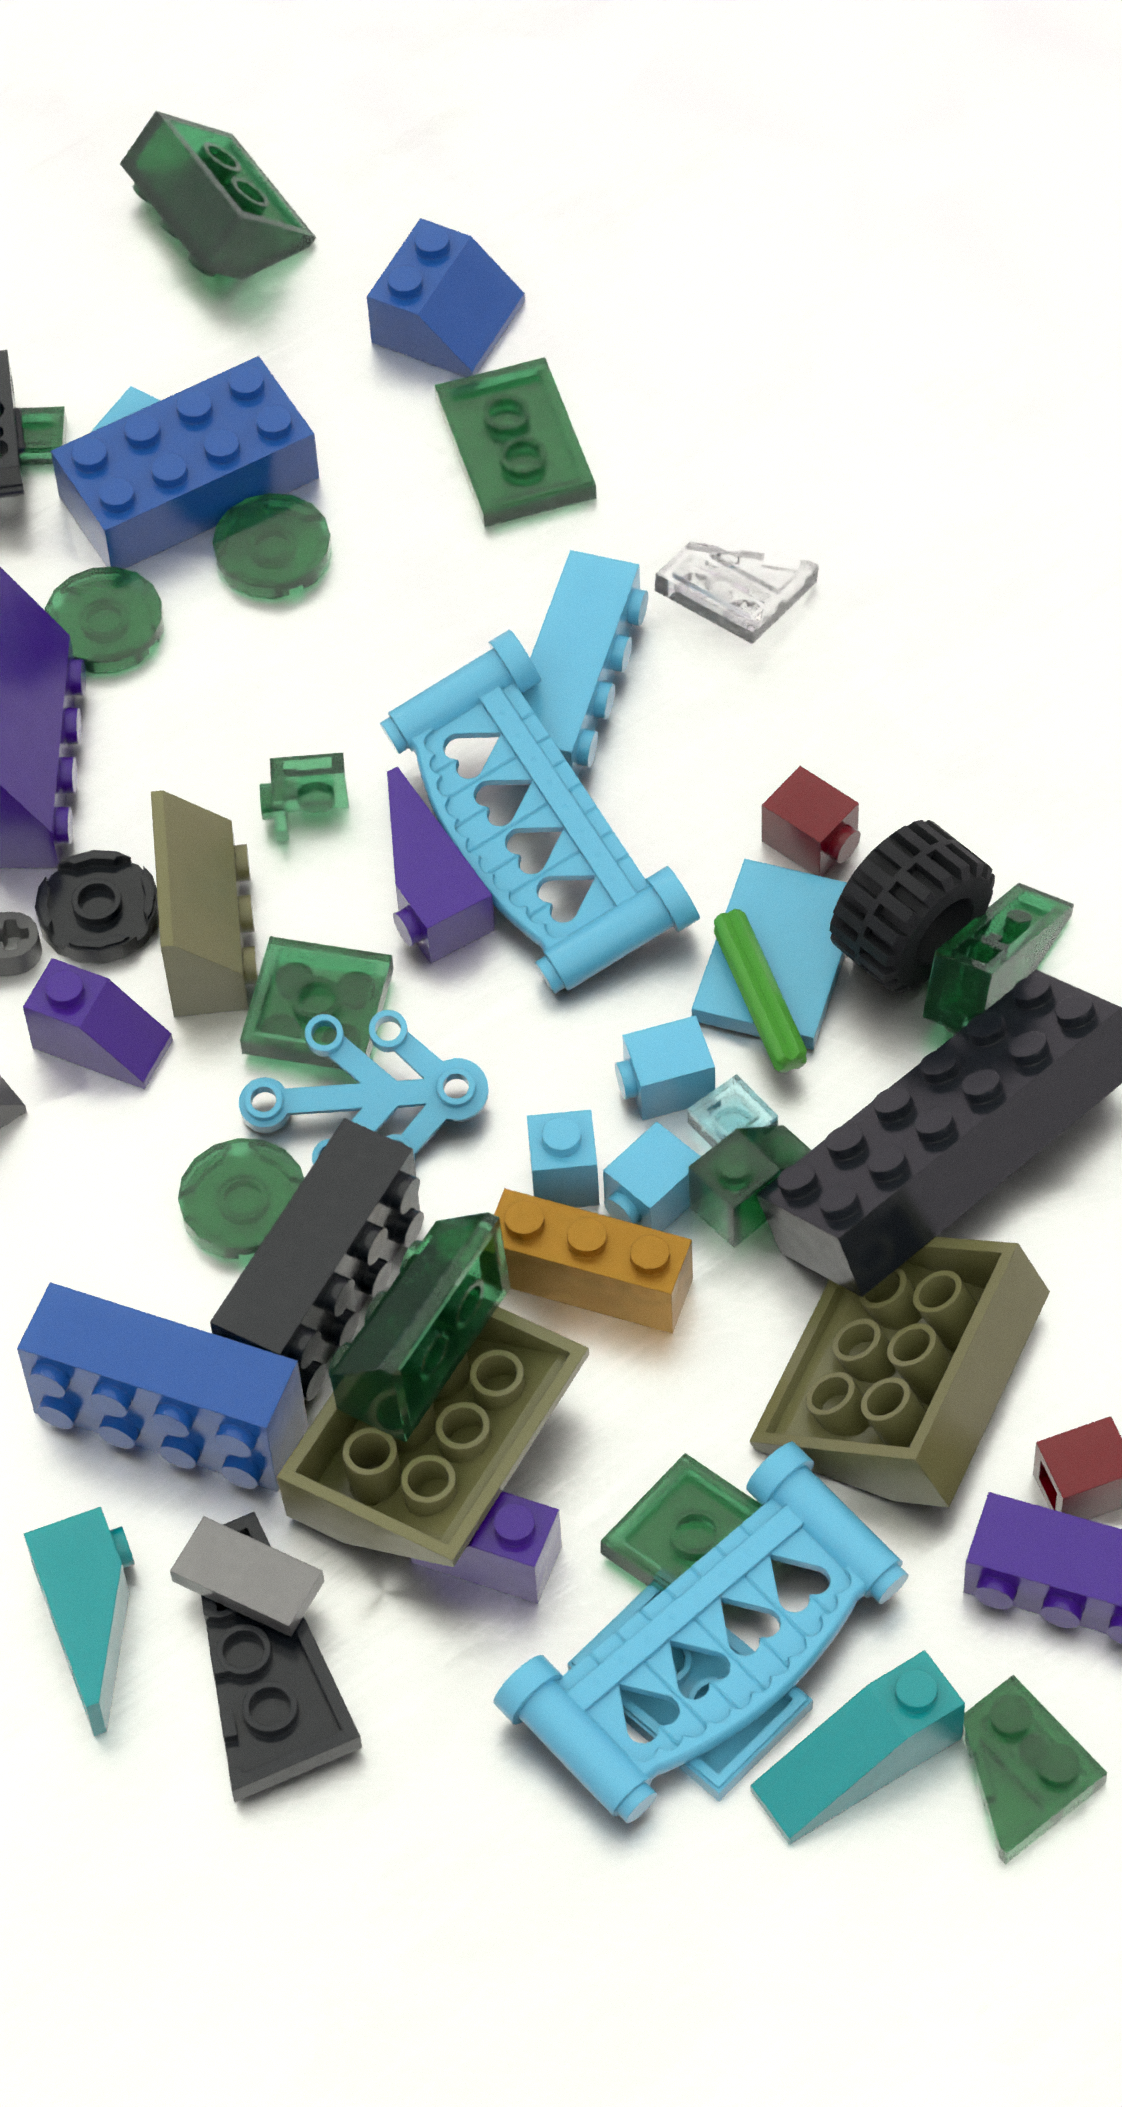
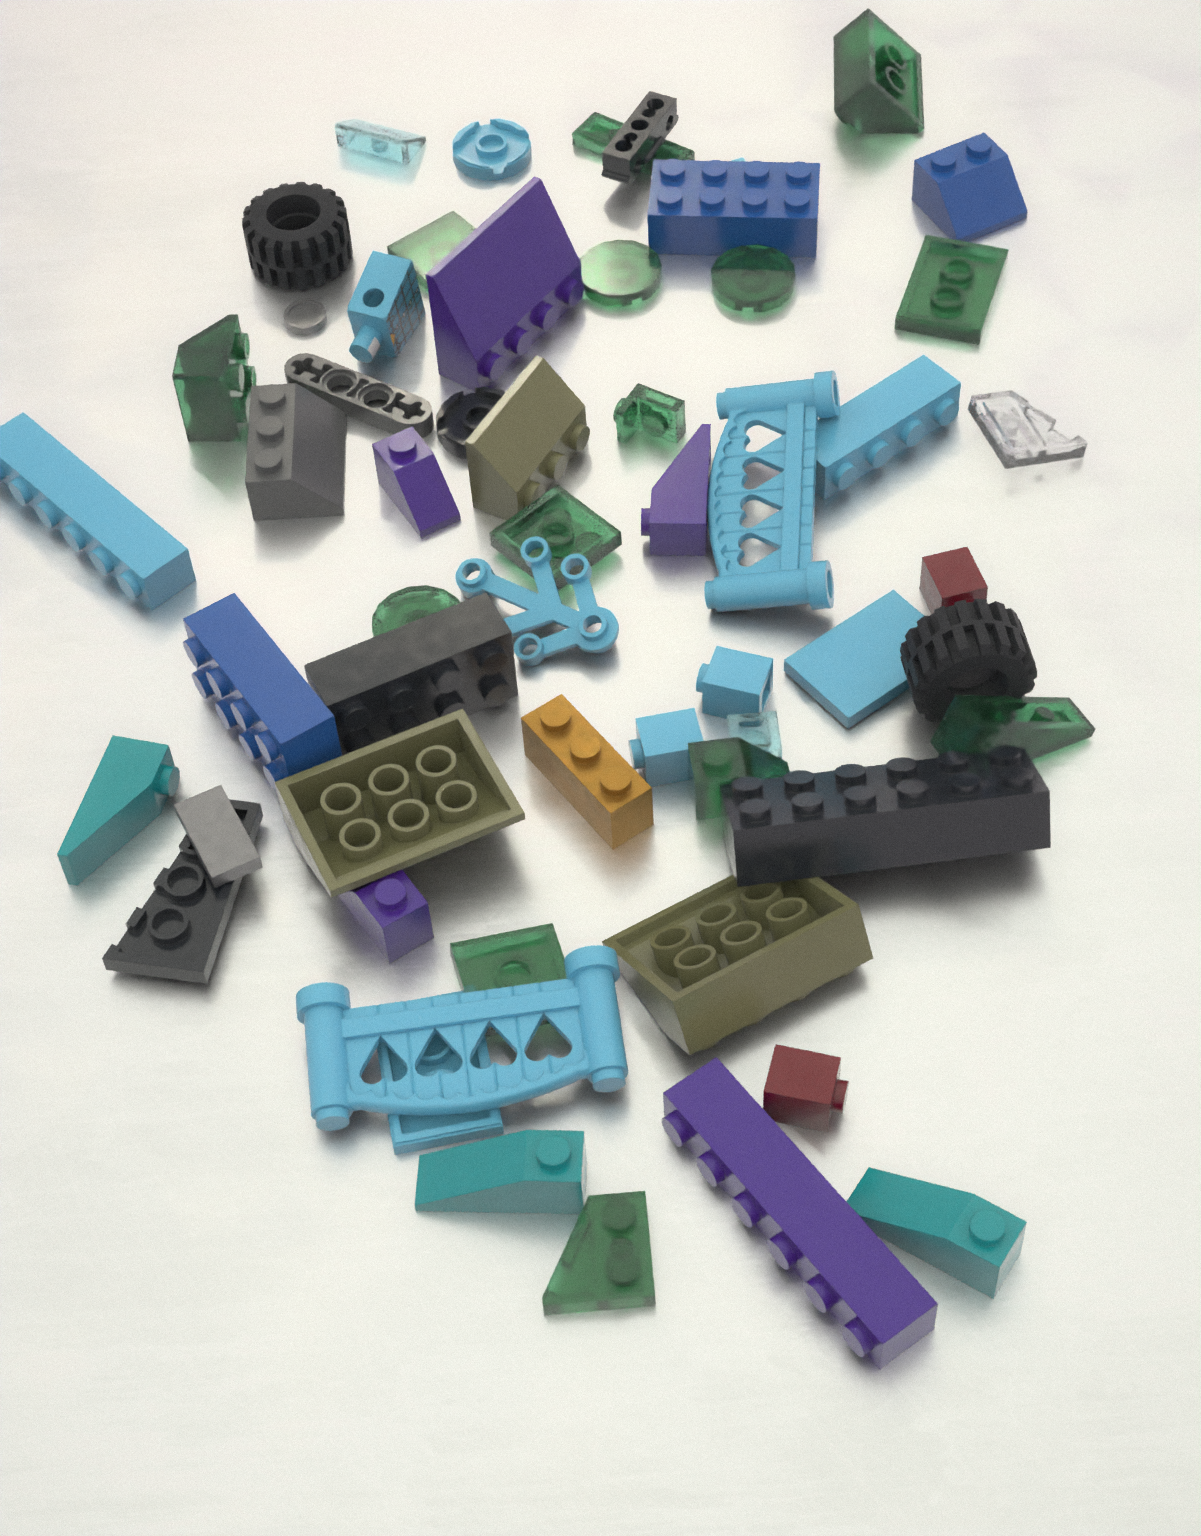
camera: 35 degrees right, 5 degrees down
(422, 1324) = (425, 739): clear green slope -> none
(564, 1158) = (619, 698): medium azure brick -> none
(760, 991) = (832, 669): bright green axle -> none

